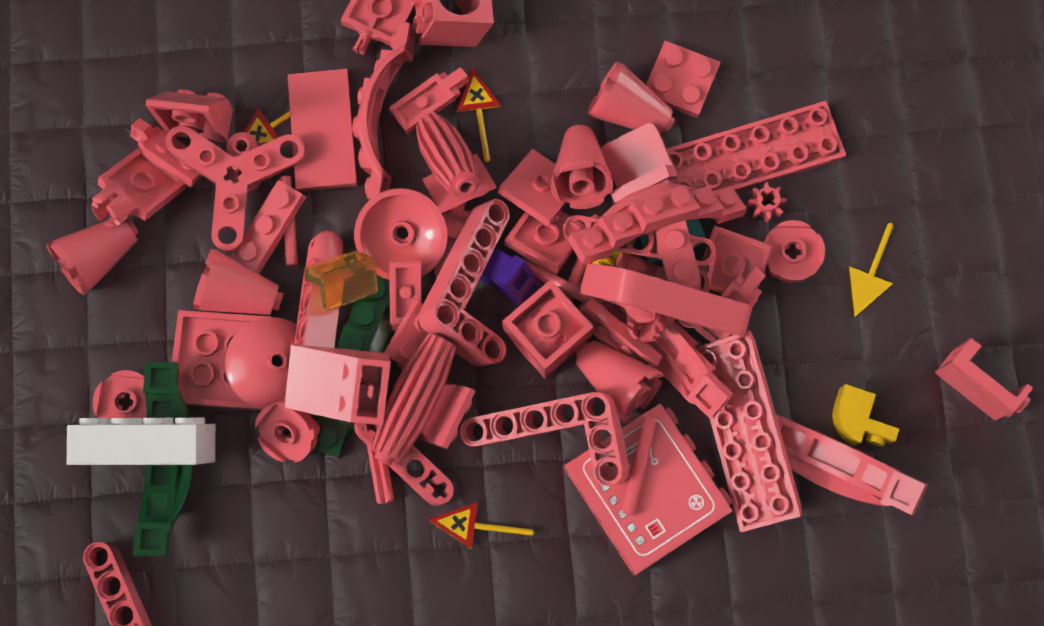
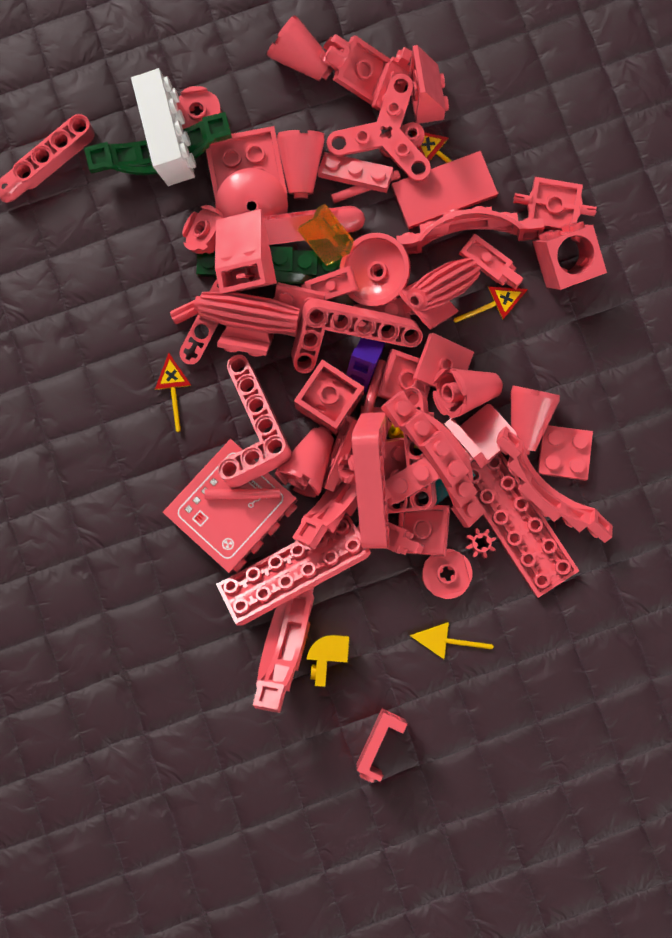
camera: 75 degrees right, 5 degrees up
(734, 111) = (547, 499): none -> coral piece

